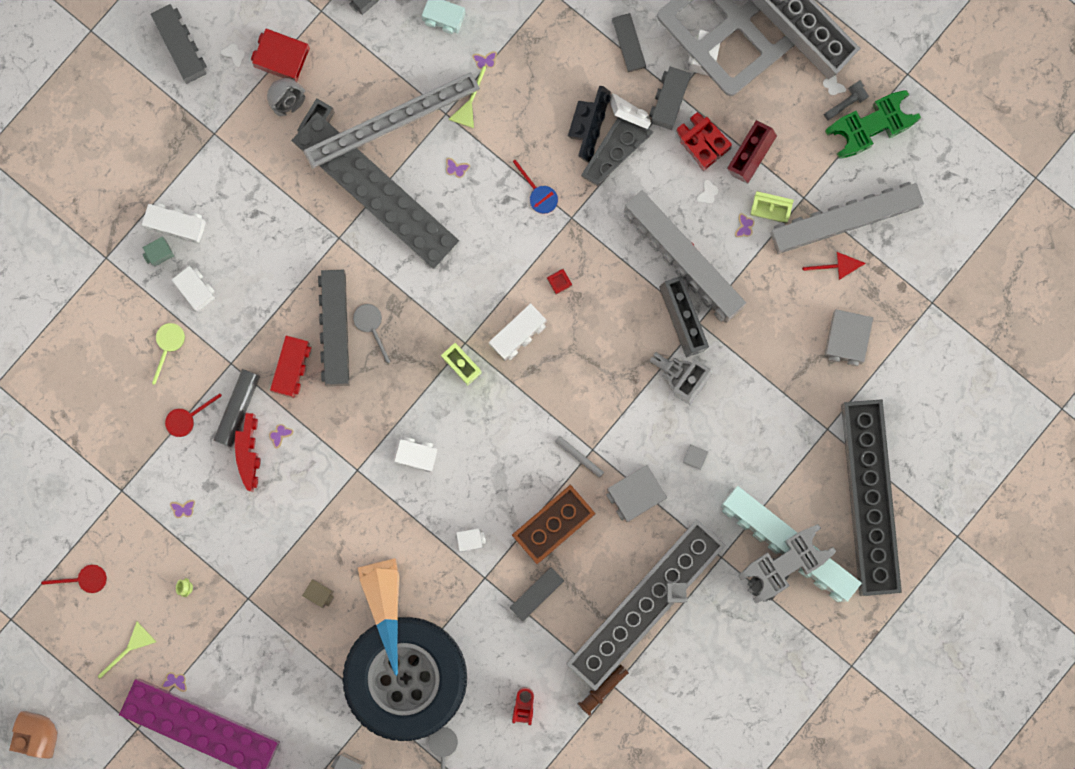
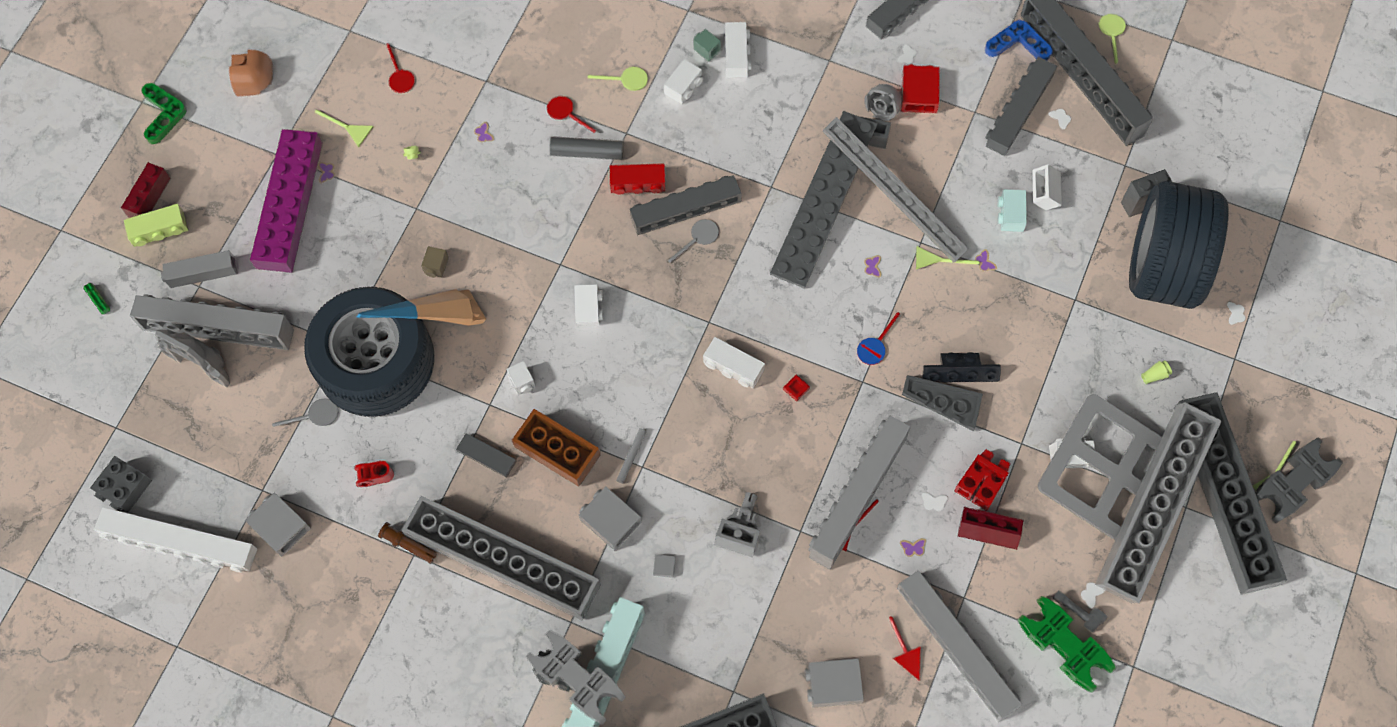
camera: 75 degrees right, 15 degrees down
(246, 460) = (540, 167): red slope -> none
(280, 433) = (576, 191): medium lavender sticker -> none
(461, 364) = (686, 320): yellowish green brick -> none
(629, 42) = (1054, 383): dark grey tile -> none
(629, 112) = (984, 400): white wing -> none
(669, 97) = (1014, 435): dark grey brick -> none
(676, 593) = (517, 577): light grey panel -> none
(684, 316) = (800, 510): dark grey brick -> none
(771, 207) = (942, 566): yellowish green hinge -> none

